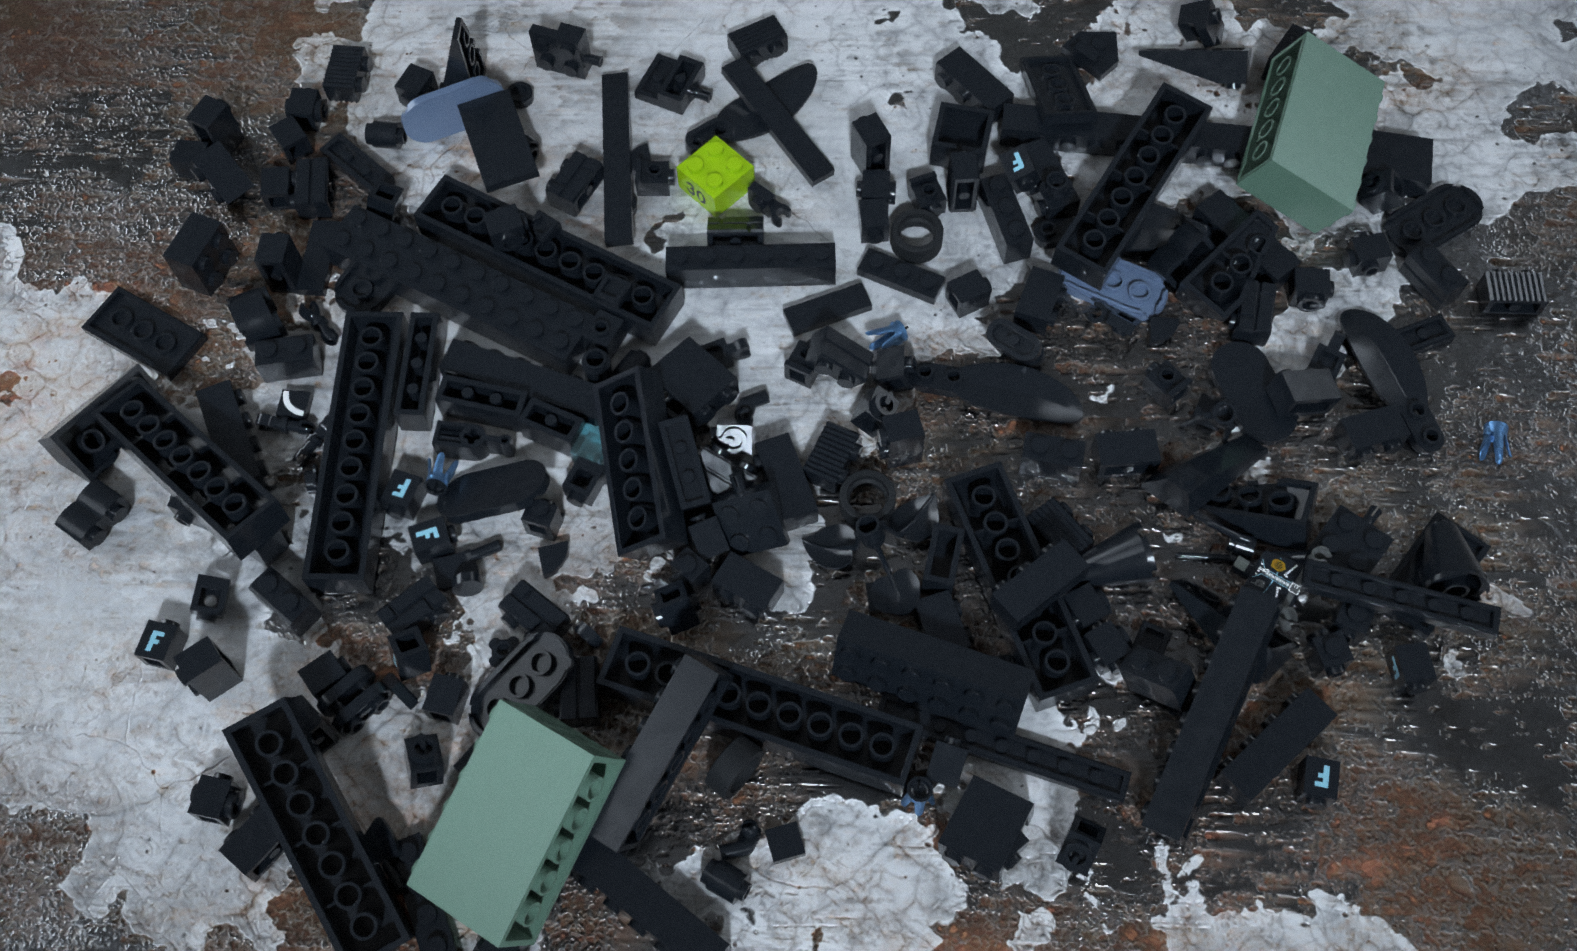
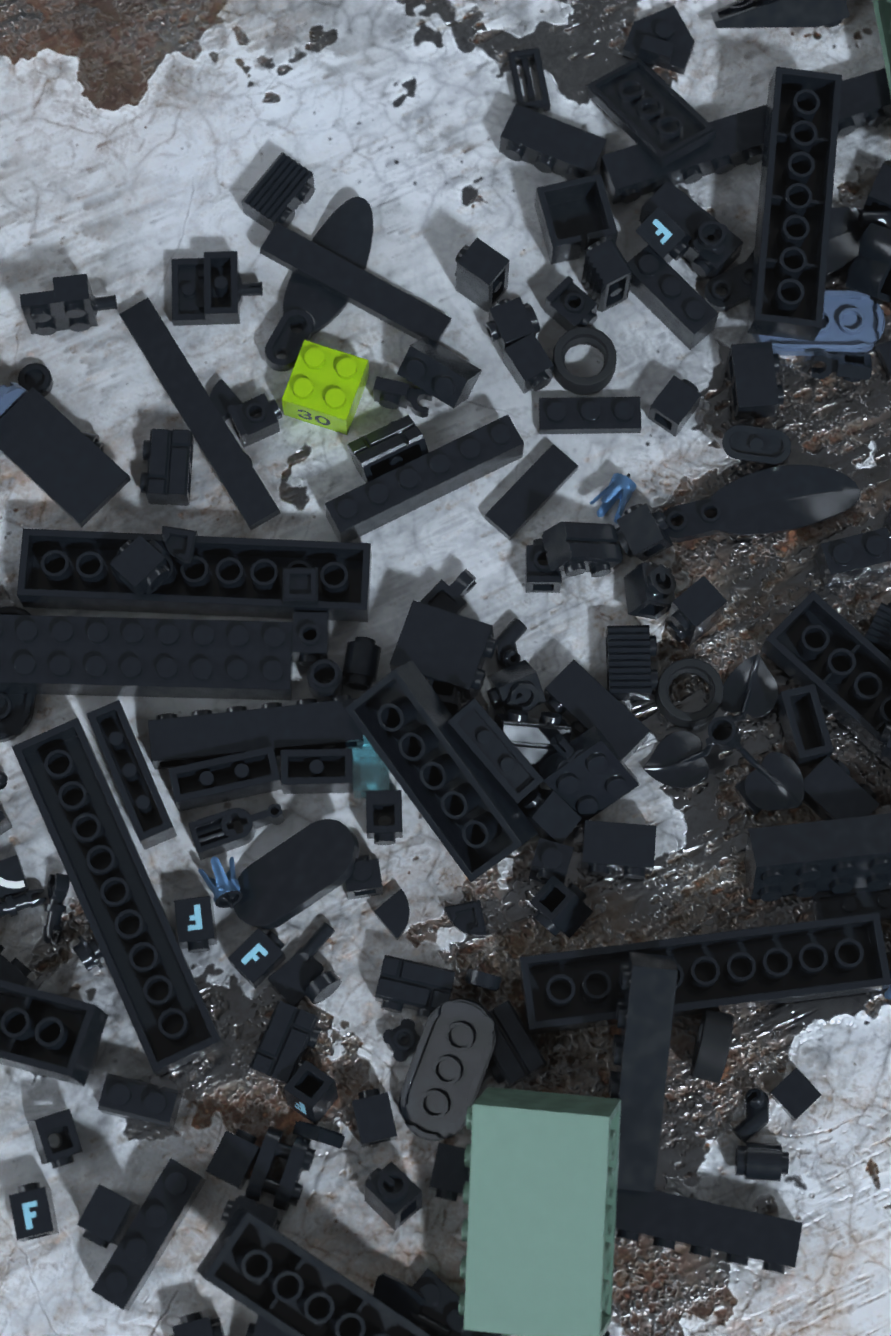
camera: 30 degrees left, 10 degrees up
(230, 700) = (148, 1235): none -> black brick
(606, 586) = (467, 918): none -> black tile
(803, 198) = (439, 372): none -> black brick
(984, 59) = (533, 104): none -> black tile

